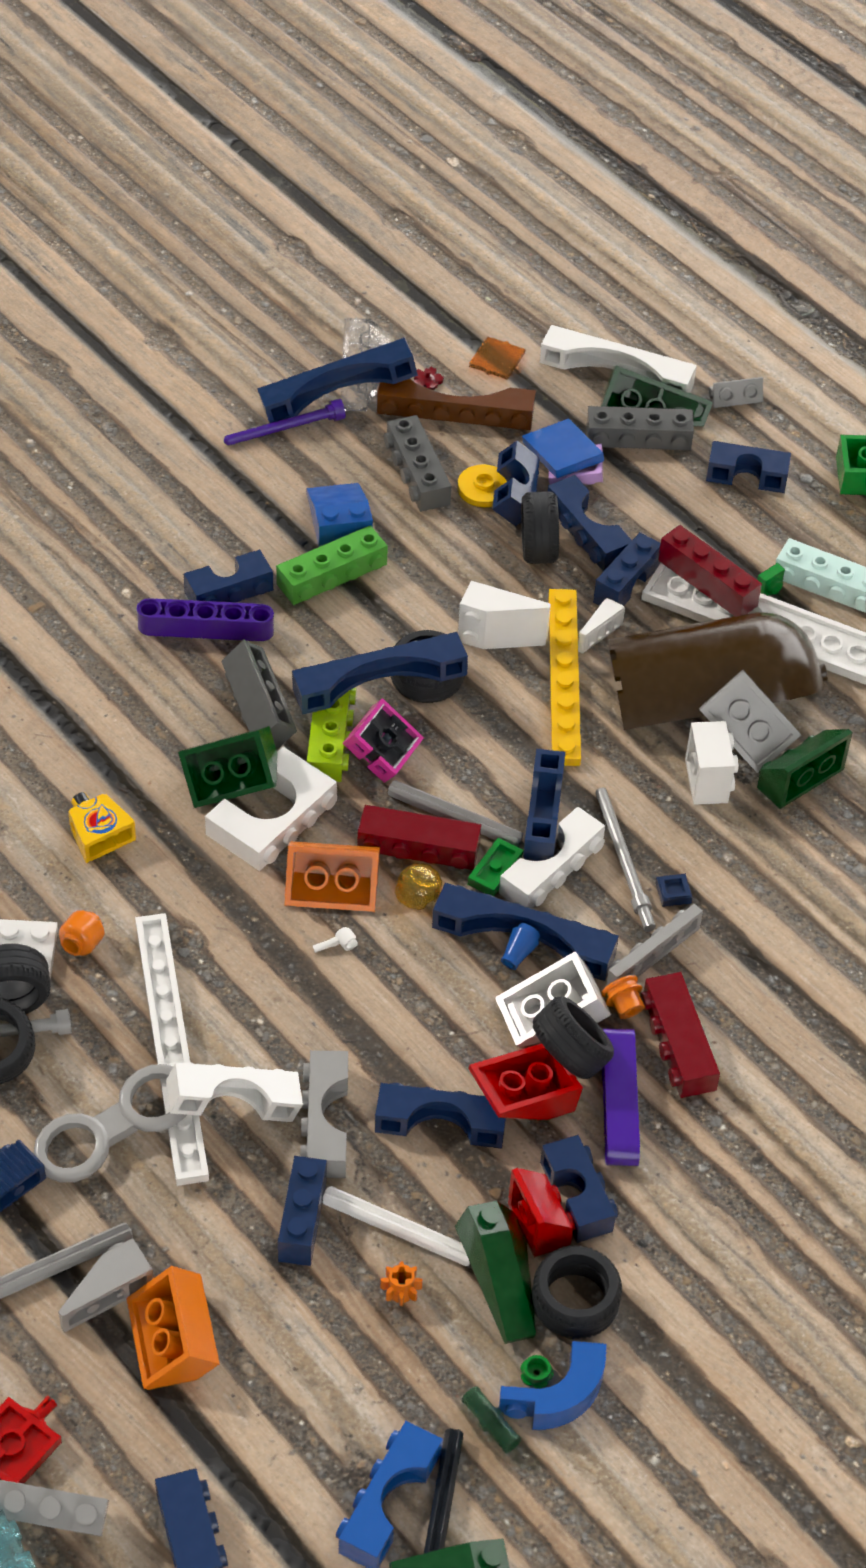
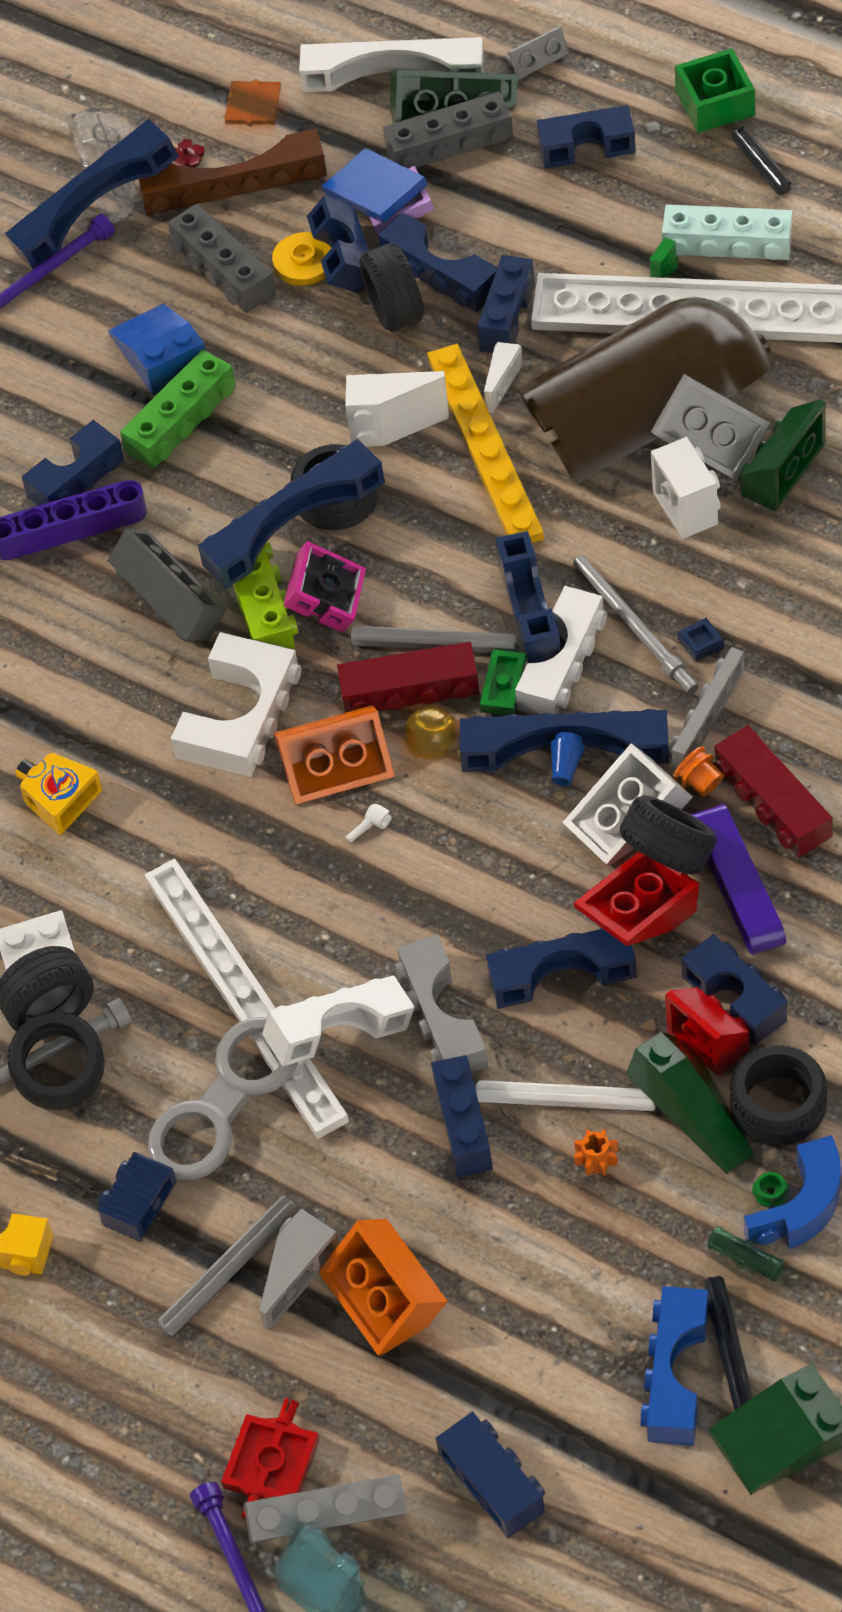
camera: 10 degrees left, 5 degrees up
(81, 933) = (94, 912): orange head -> none
(230, 767) = (173, 674): dark green slope -> none
(709, 571) = (596, 273): dark red brick -> none

